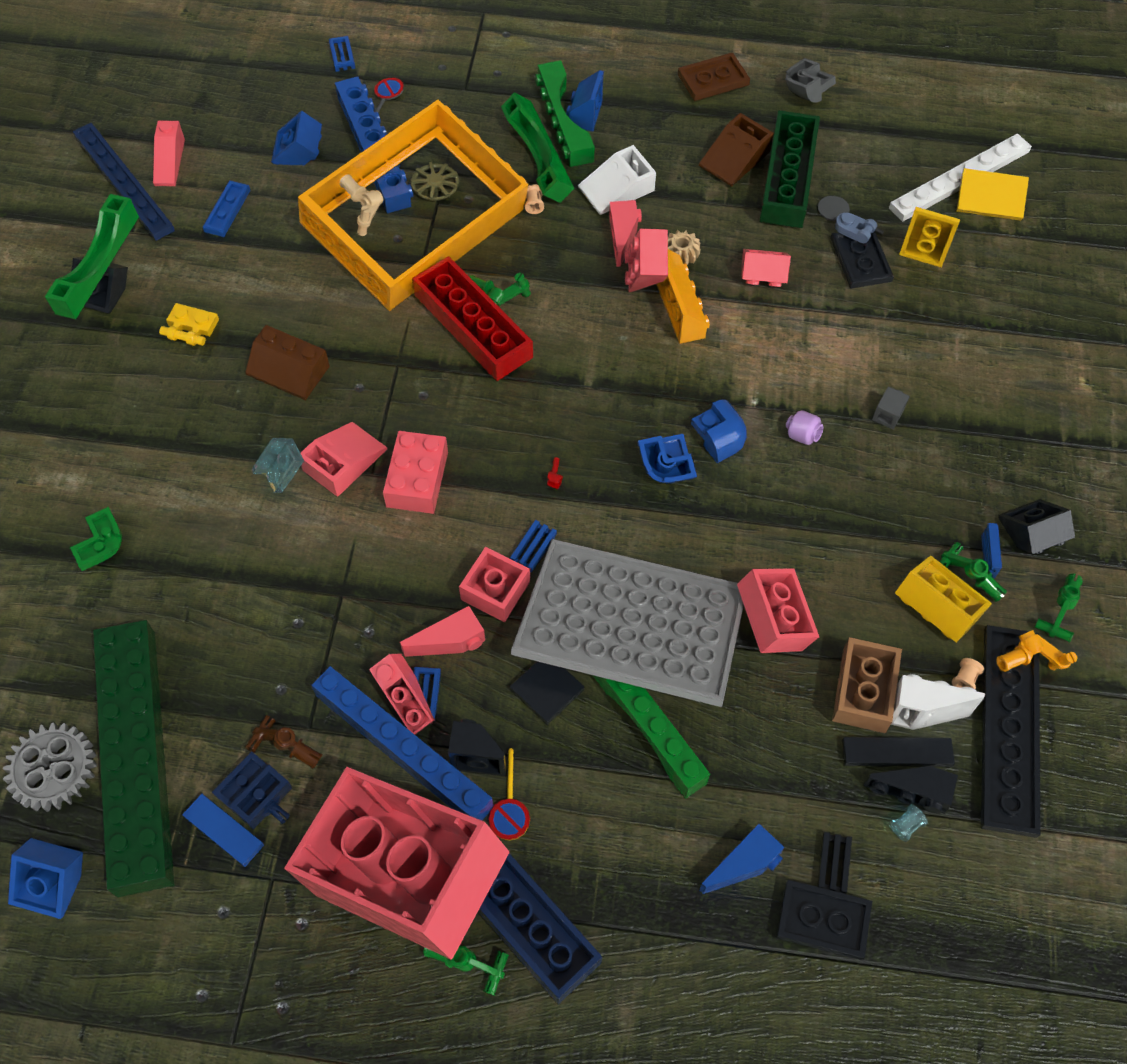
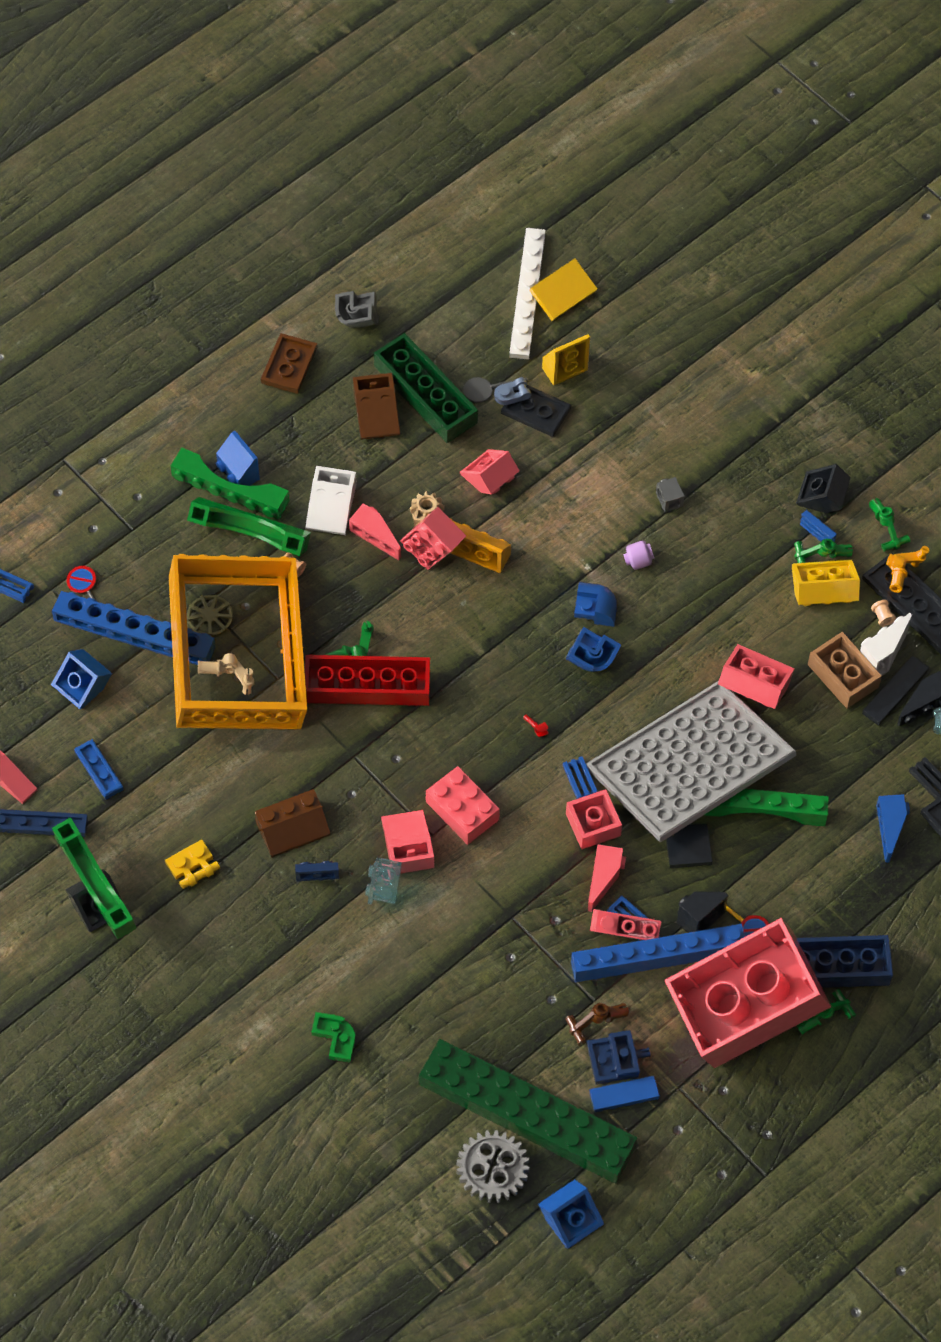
camera: 50 degrees left, 0 degrees up
(251, 409) = (319, 871): none -> dark blue plate

